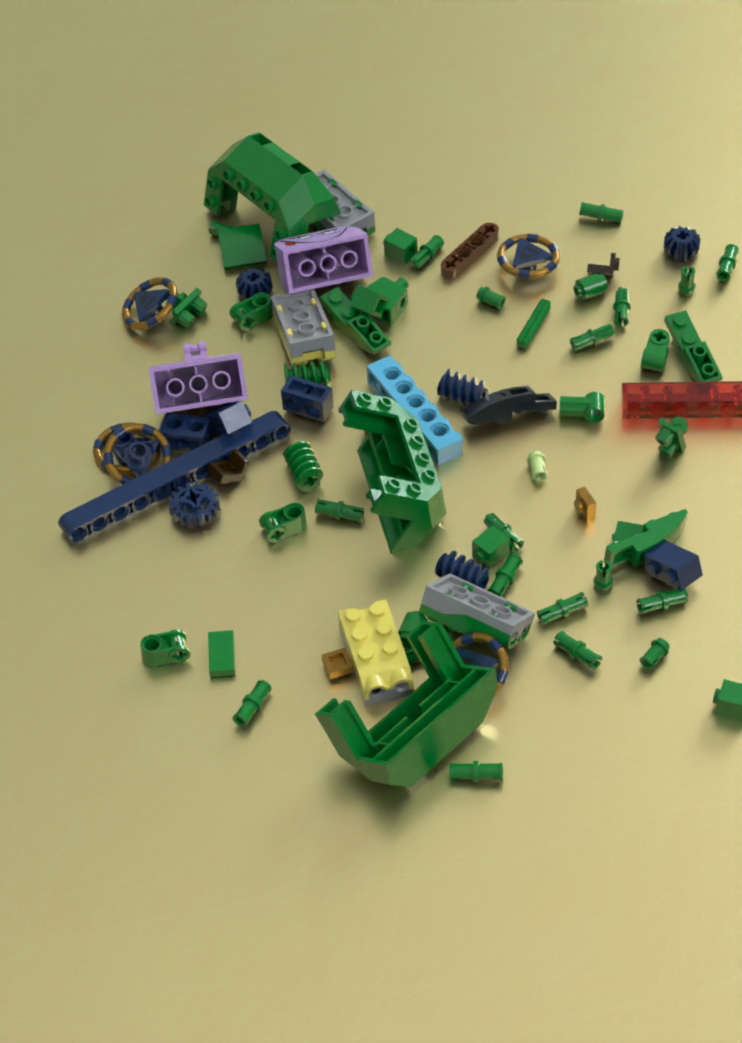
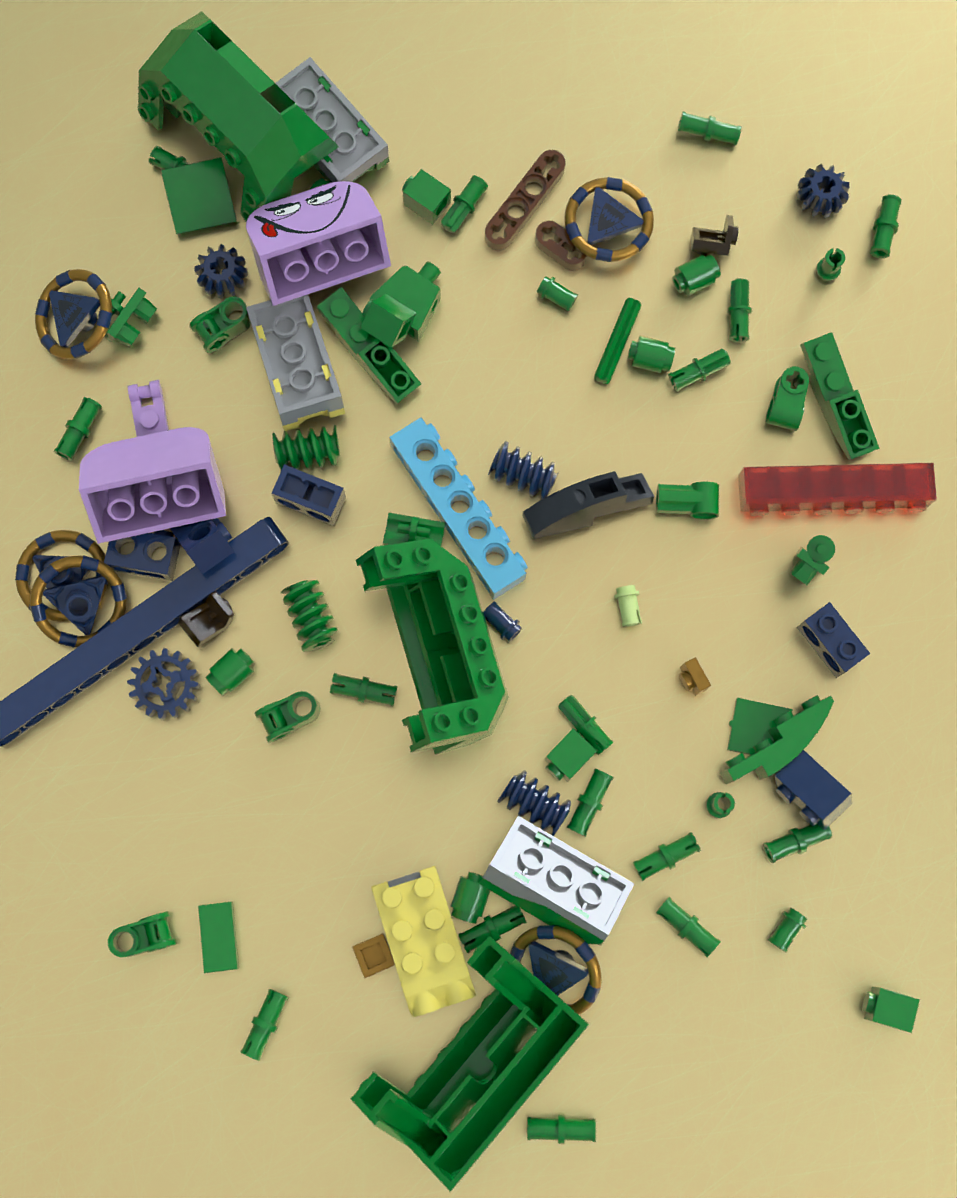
camera: 10 degrees left, 30 degrees up
(142, 370) = (77, 429): none -> green pin
(243, 498) = (230, 671): none -> green brick
(447, 476) = (502, 622): none -> dark blue pin
(493, 274) = (555, 249): none -> reddish brown beam
(557, 328) = (651, 354): none -> green brick
(688, 483) = (833, 640): none -> dark blue brick

